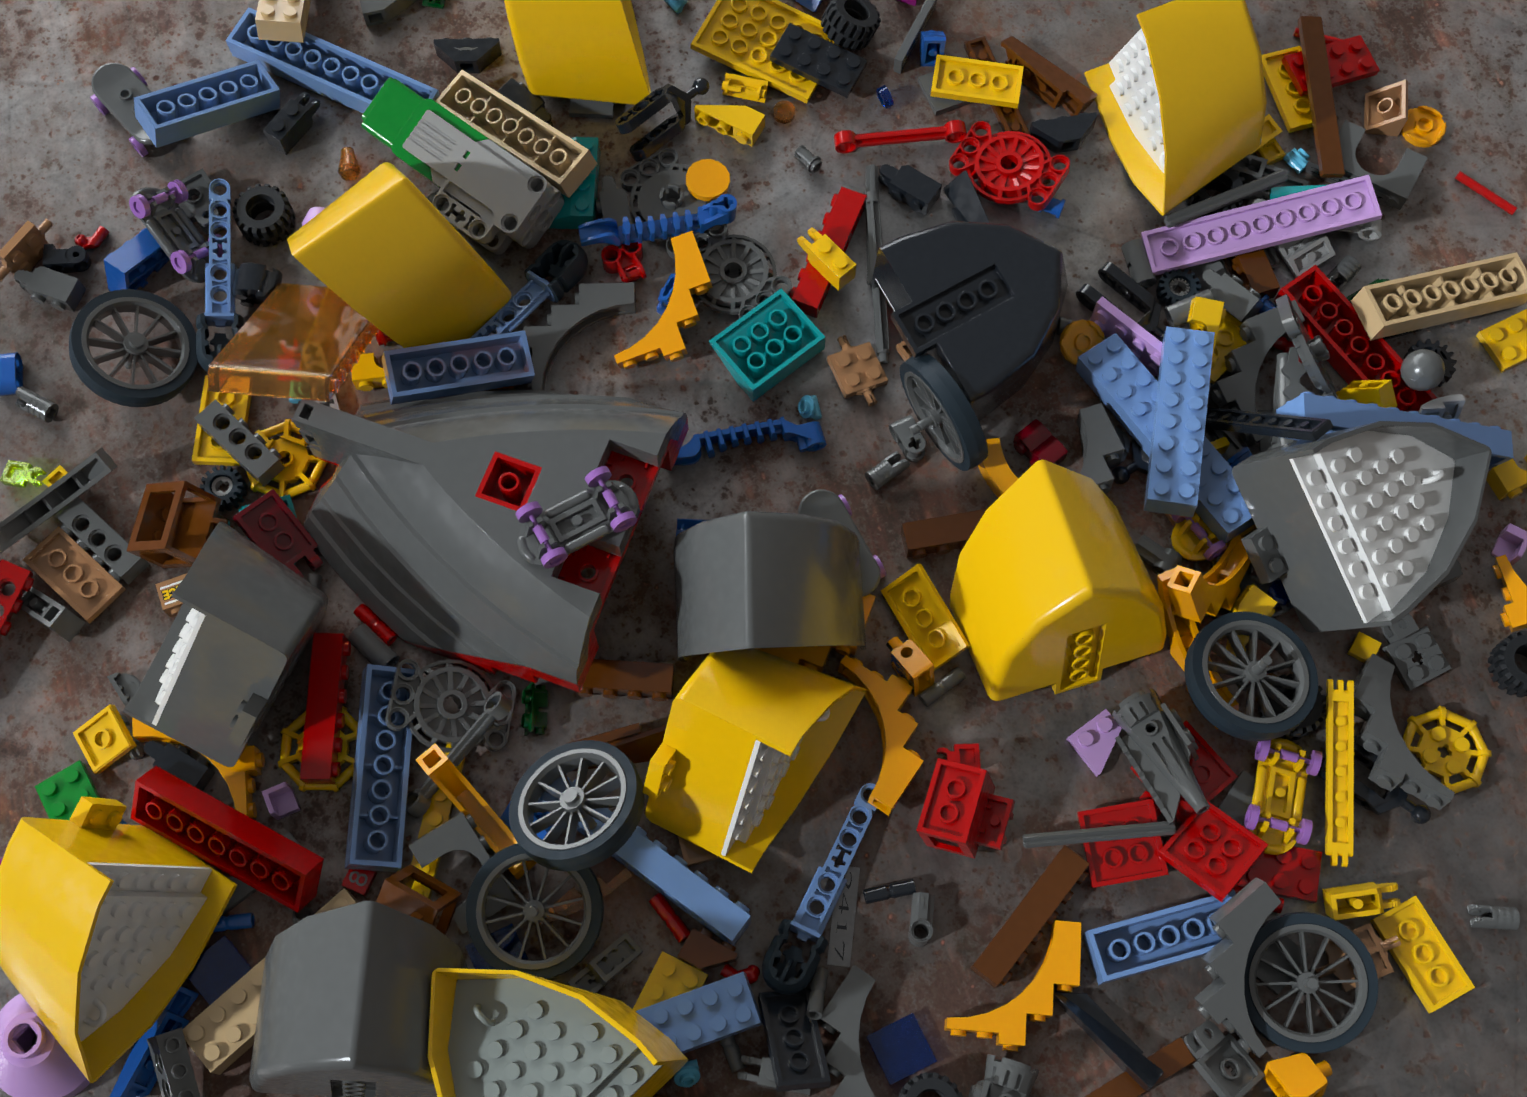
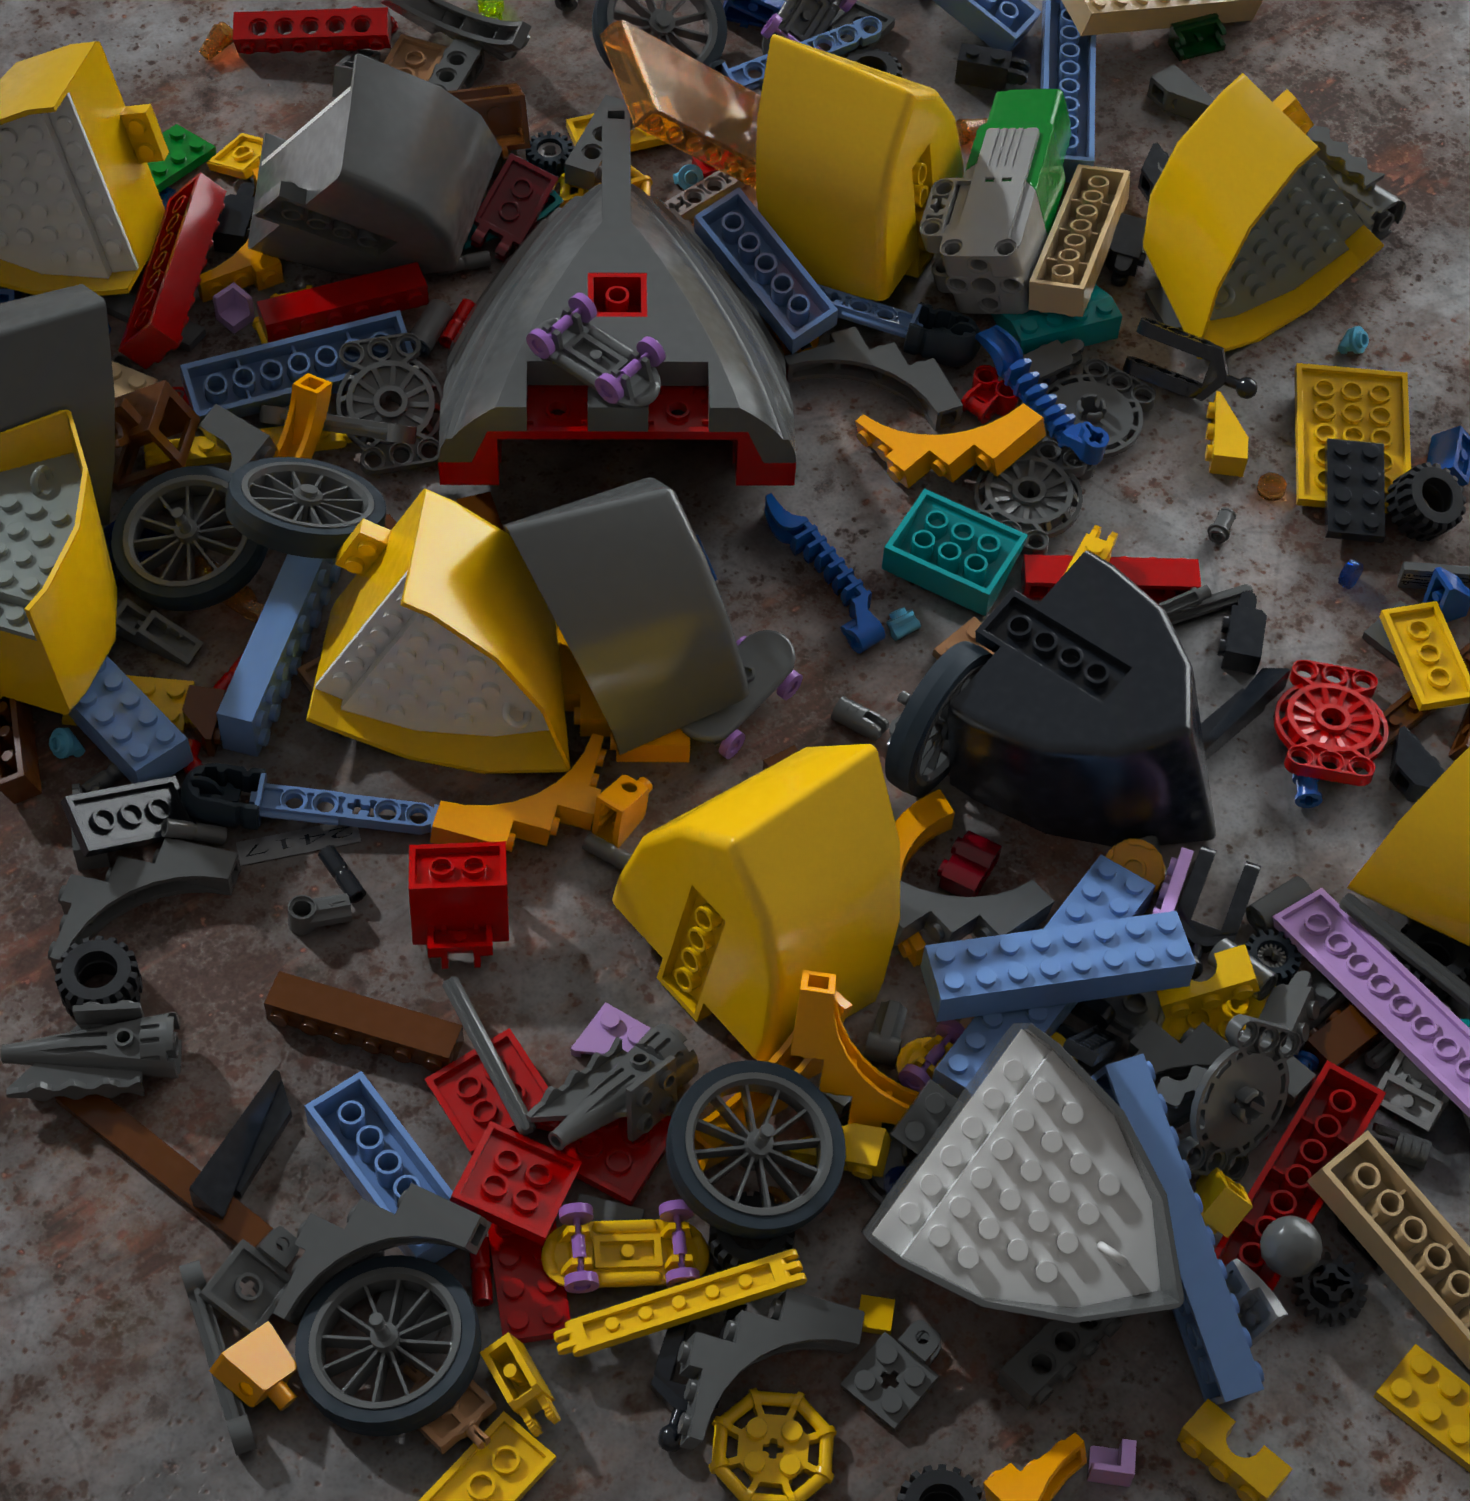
camera: 65 degrees right, 15 degrees down
(534, 699) = (410, 484): dark green hinge -> none
(707, 179) = (1133, 434): light orange tile -> none
(745, 87) = (1277, 436): yellow hinge -> none
(847, 141) = (1268, 555): red piece -> none
(901, 1049) = (162, 940): clear blue tile -> none
(925, 616) = (698, 786): yellow plate -> none
(963, 754) = (533, 899): red plate -> none
(1008, 1022) = (305, 1067): light orange arch -> none

